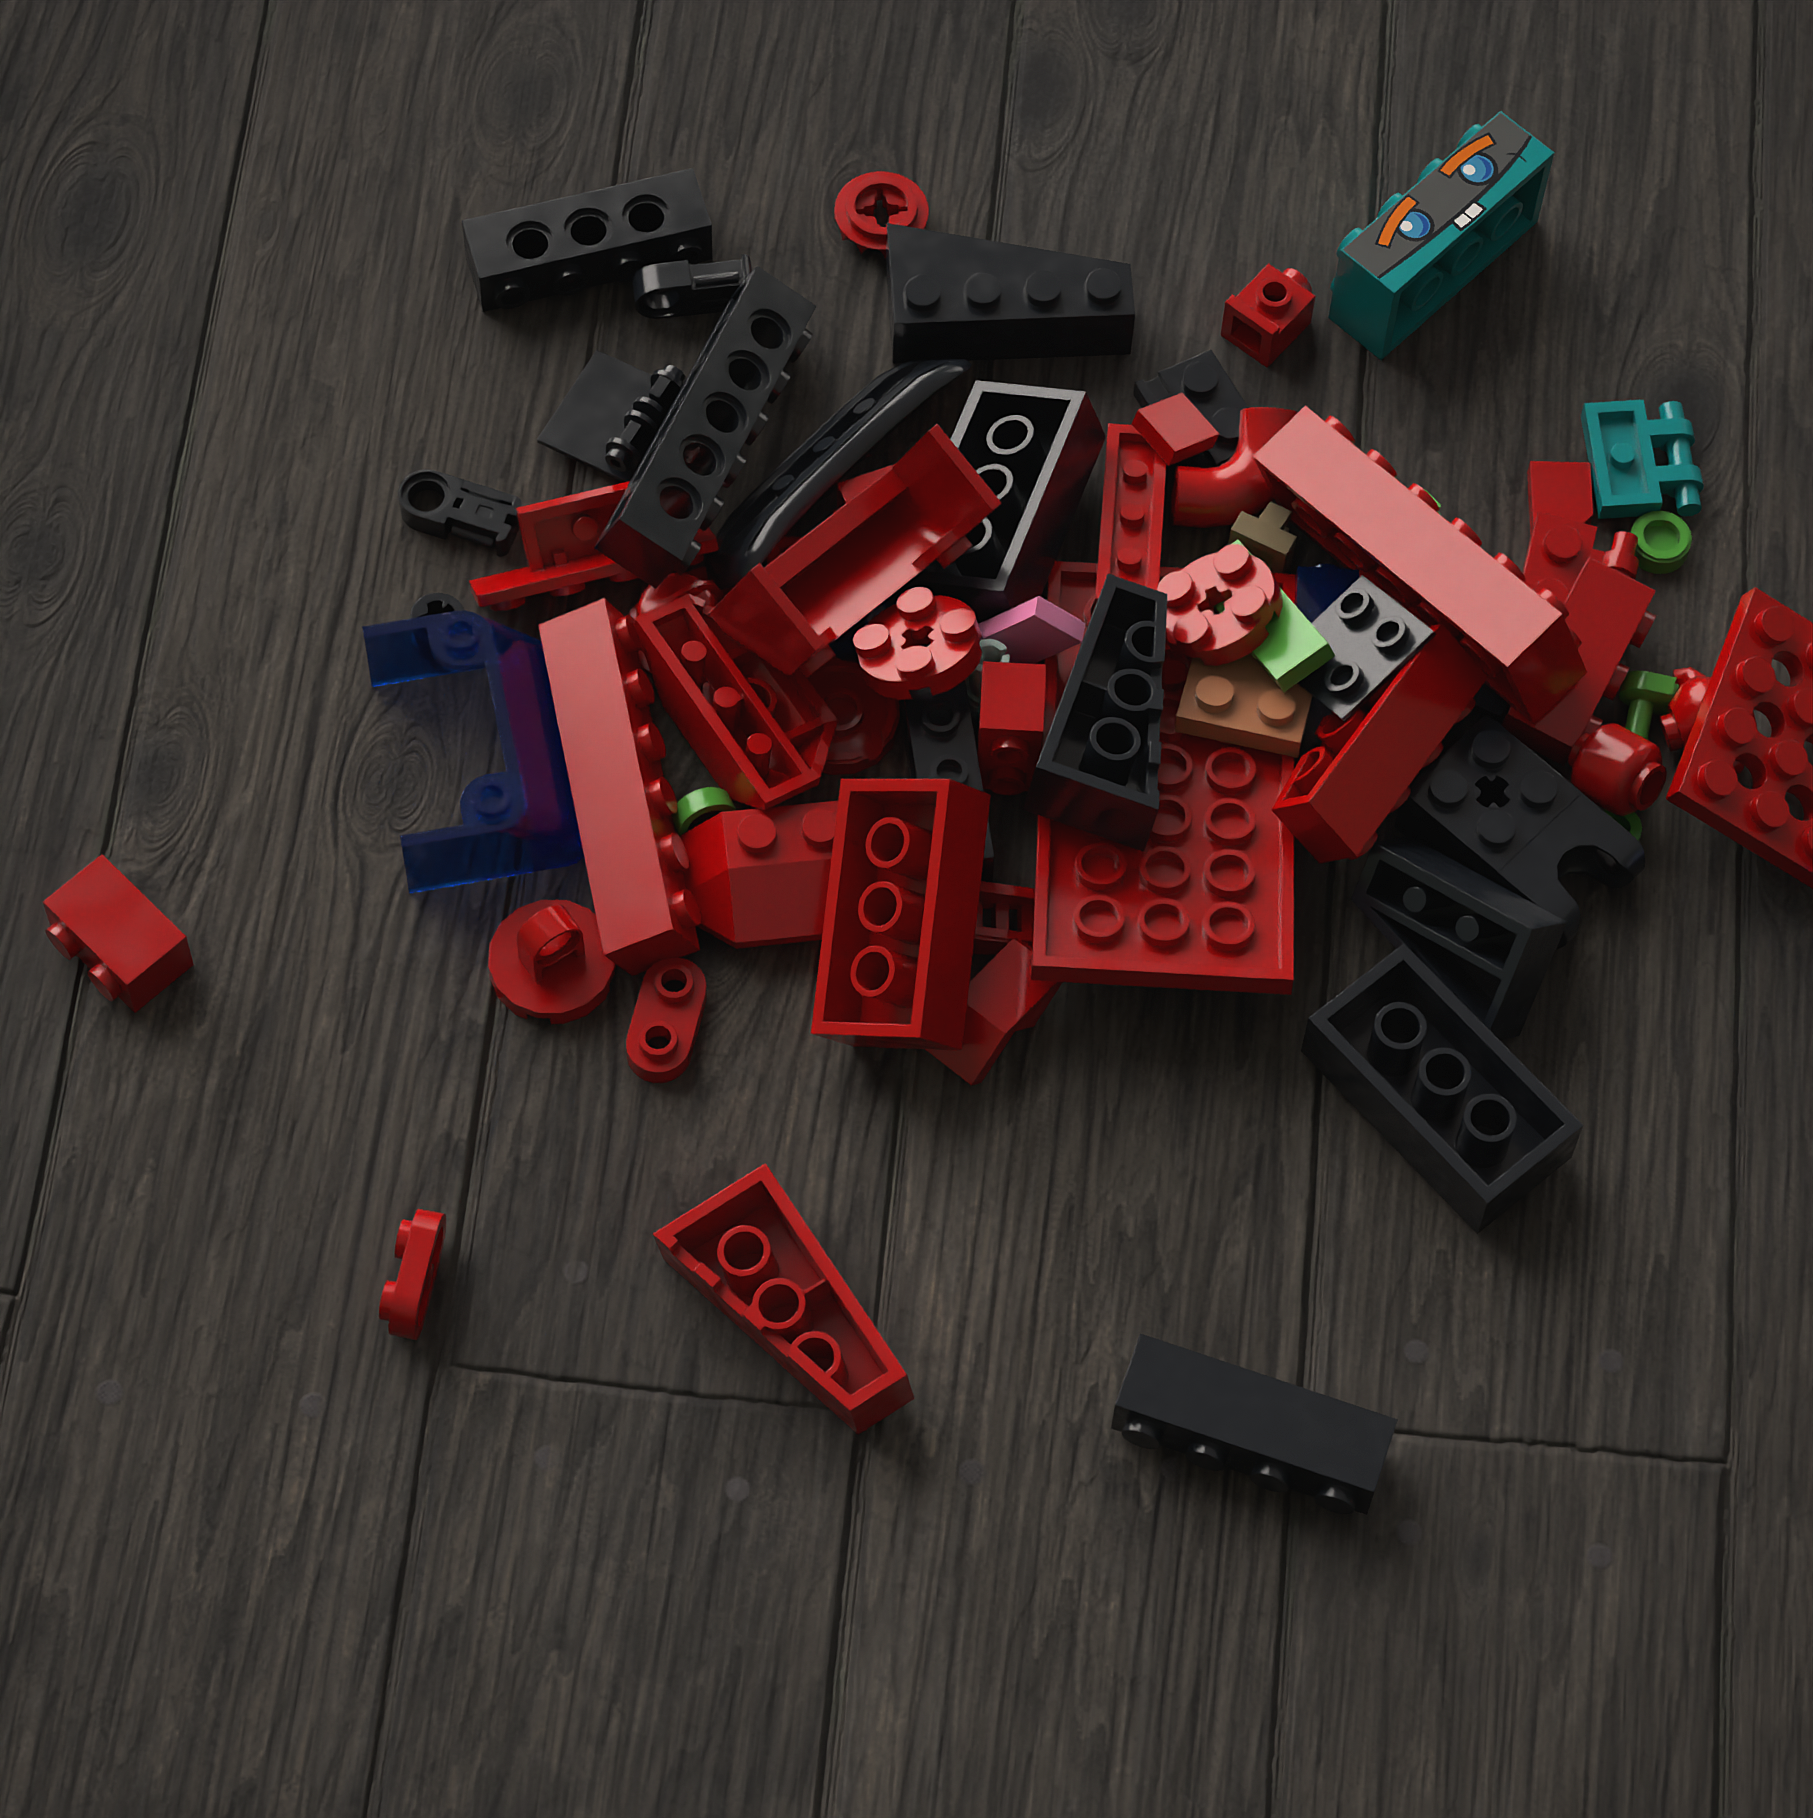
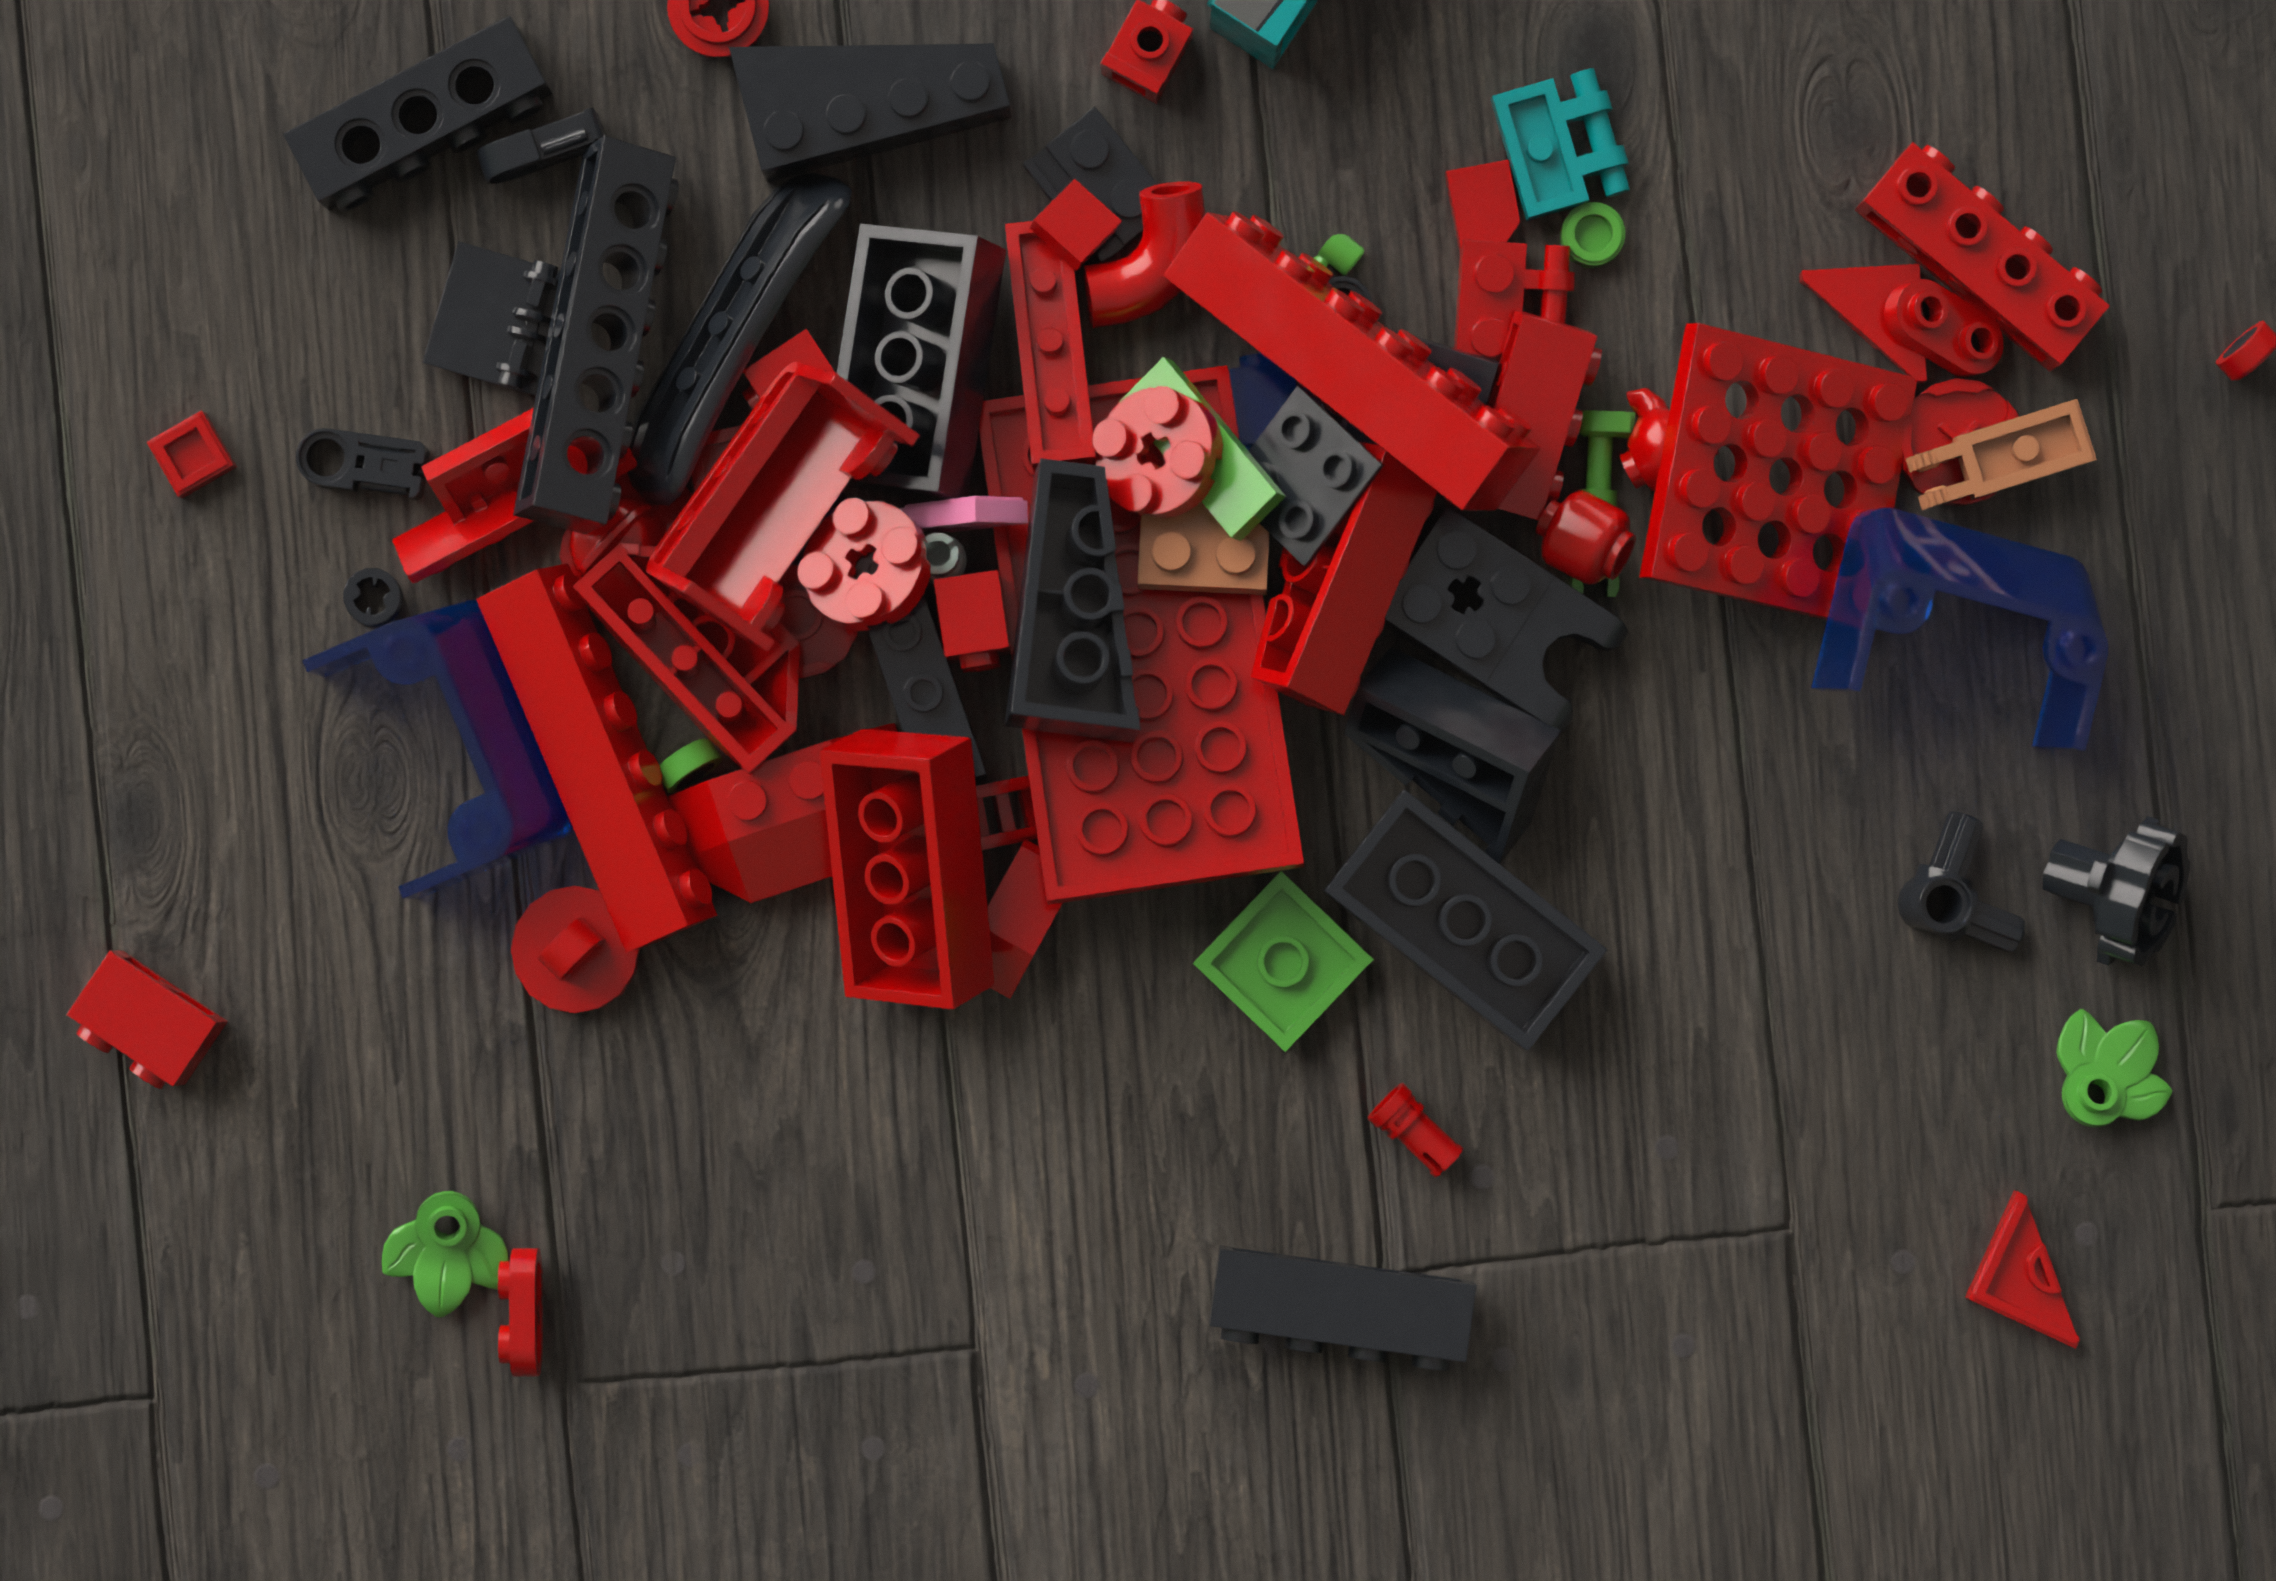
camera: 10 degrees left, 25 degrees up
(301, 476) = (191, 454): none -> red tile
(345, 1215) = (442, 1262): none -> bright green plate
(667, 1016) = (701, 988): red plate -> none
(780, 1288) = (883, 1270): red wedge -> none
(1251, 1101) = (1283, 961): none -> bright green plate
(1267, 537) = (1189, 334): dark tan tile -> none
(1348, 1270) = (1407, 1122): none -> red pin

